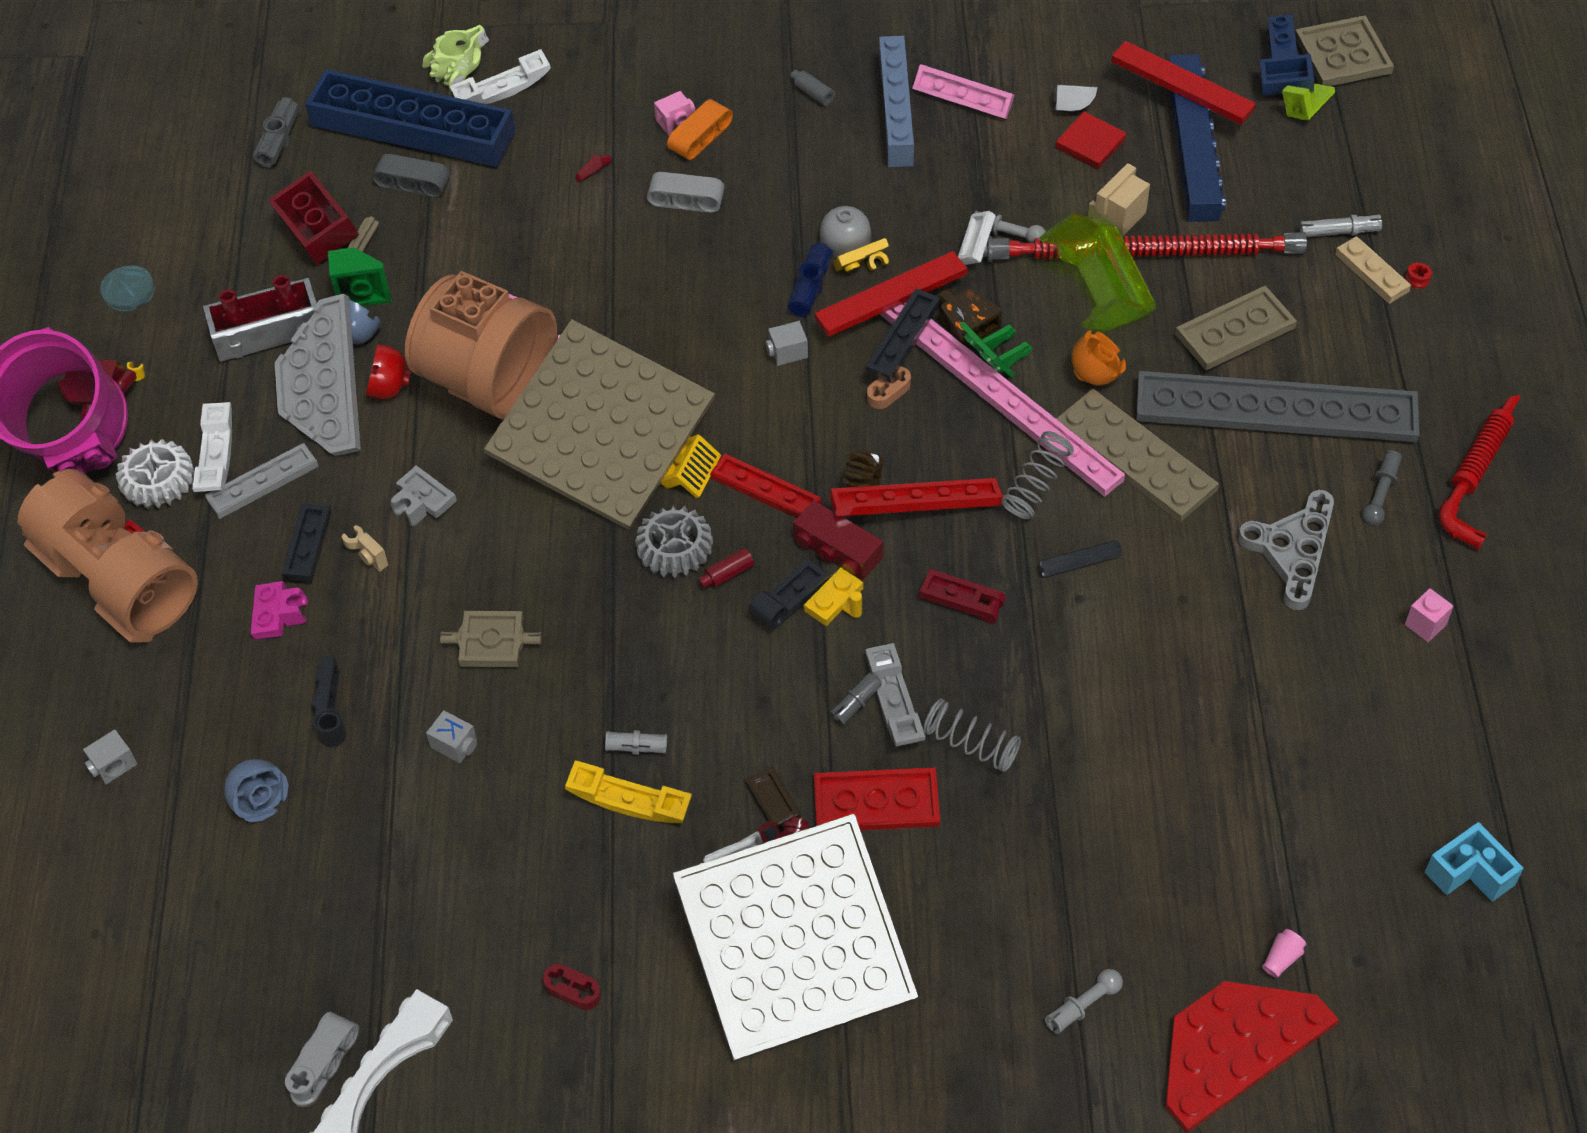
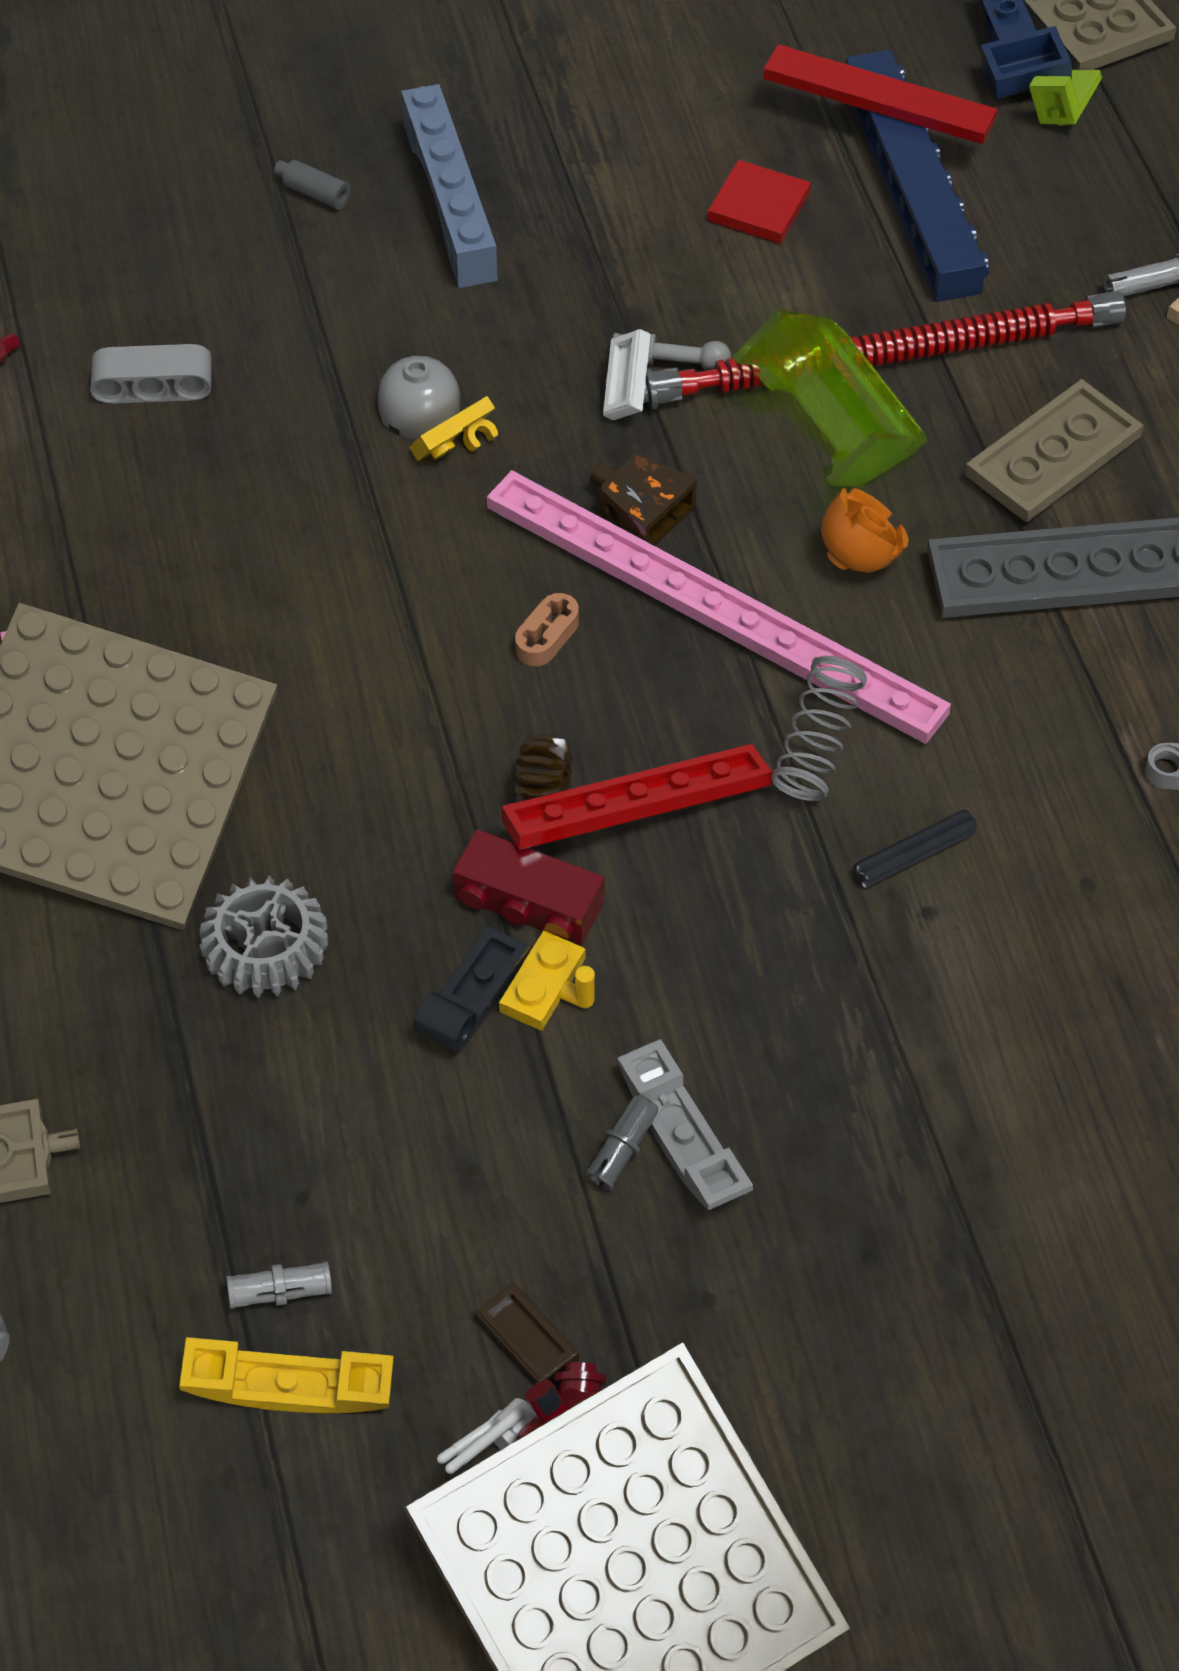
camera: 15 degrees left, 0 degrees up
(673, 111) = (103, 252): bright pink brick -> none
(692, 466) = (264, 808): yellow panel -> none
(700, 129) = (151, 273): orange beam -> none
(726, 568) = (359, 966): dark red cylinder -> none
(762, 486) = (386, 821): red tile -> none
(787, 343) = (370, 585): light grey brick -> none
(810, 279) = (382, 480): clear blue piece -> none
(879, 798) = (695, 1299): red tile -> none
(890, 293) = (515, 482): red tile -> none
(903, 335) = (552, 543): black plate -> none
(962, 595) = (748, 941): dark red plate -> none
(963, 91) = (548, 156): bright pink plate -> none
(988, 344) = (685, 543): green plate -> none
(1005, 760) = (765, 1130): light grey piece -> none
(1073, 97) = (716, 140): light grey brick -> none
(1108, 983) = (1144, 1537): light grey pin -> none
(1121, 200) = (835, 281): tan plate -> none
(1140, 455) = (976, 676): dark tan plate -> none

